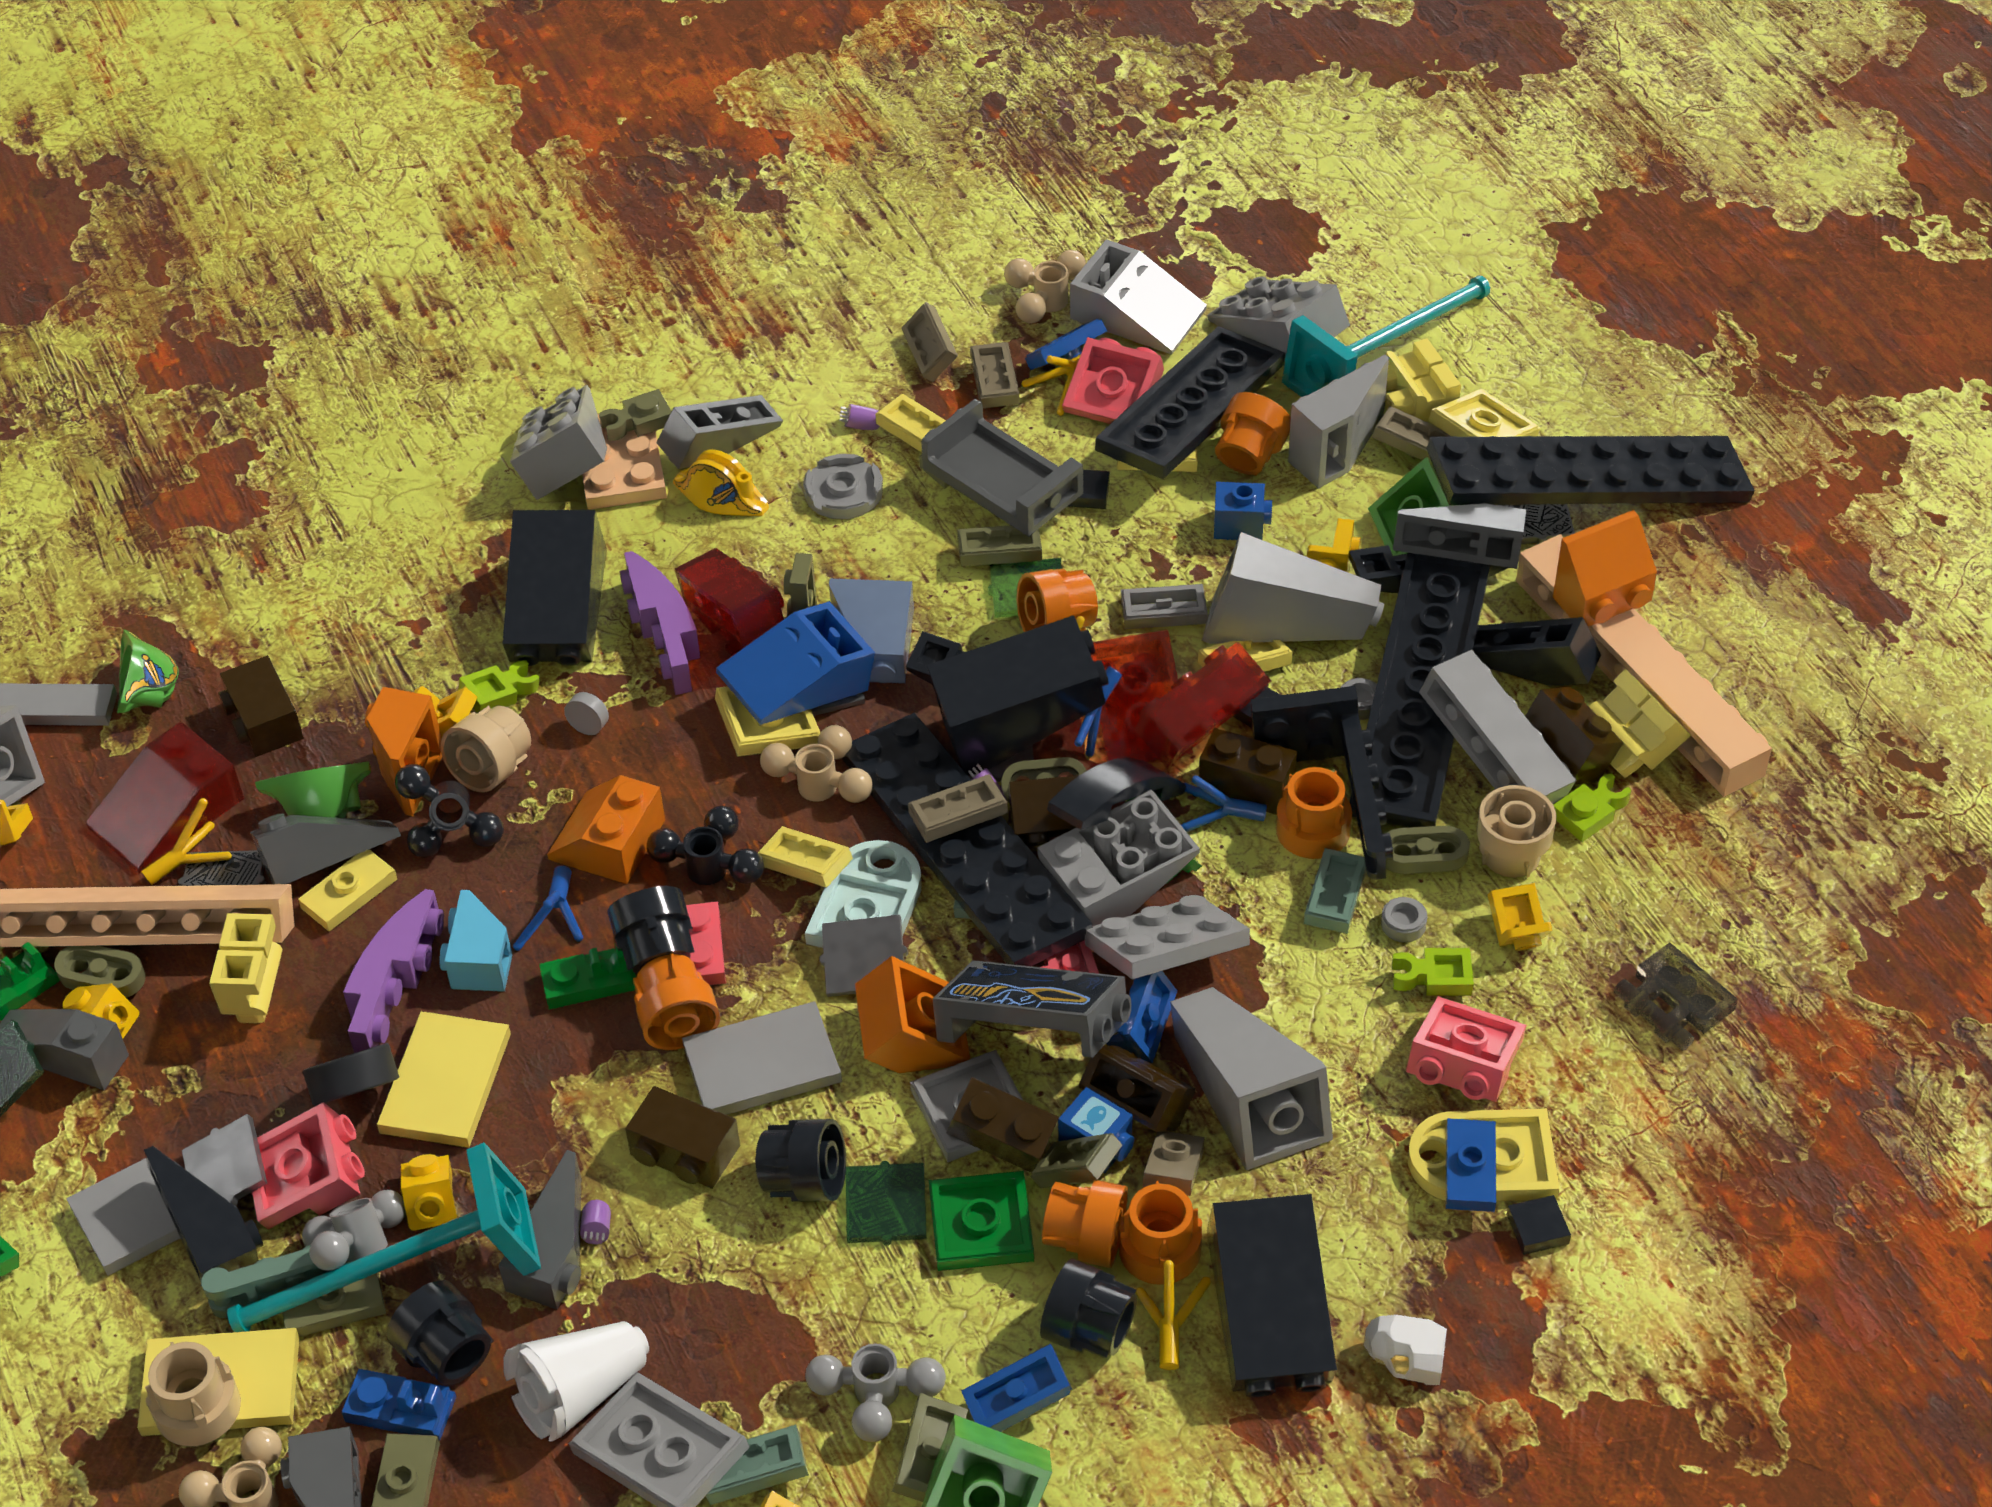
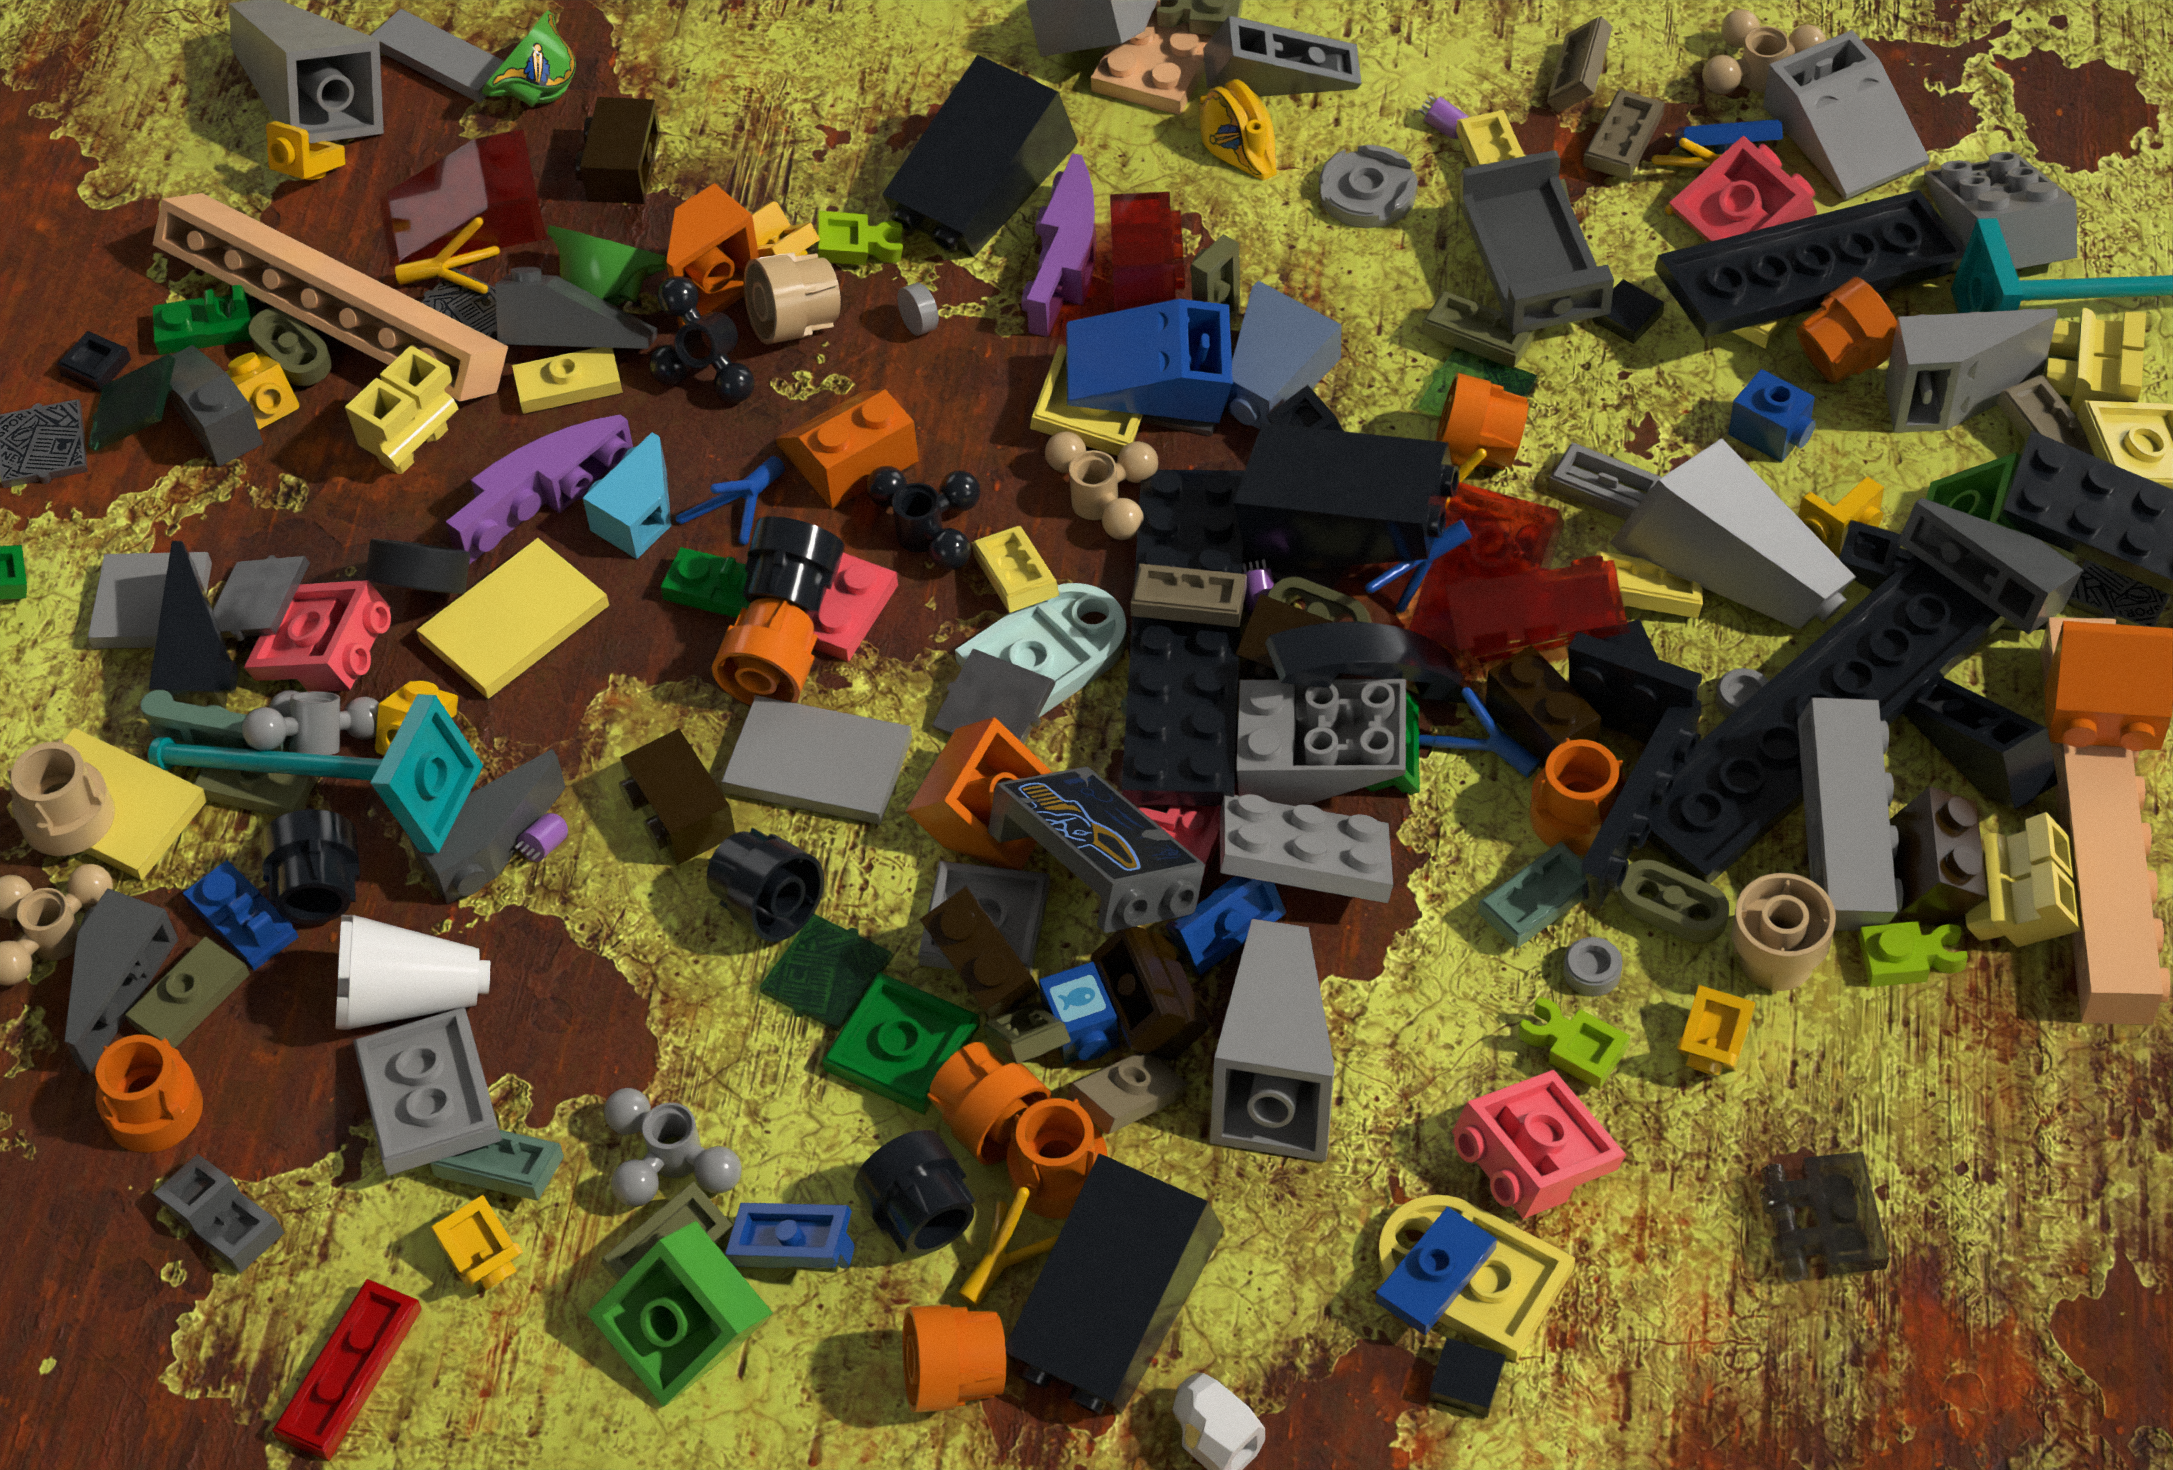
camera: 35 degrees right, 5 degrees up
(1199, 1406) = (951, 1356): none -> orange piece

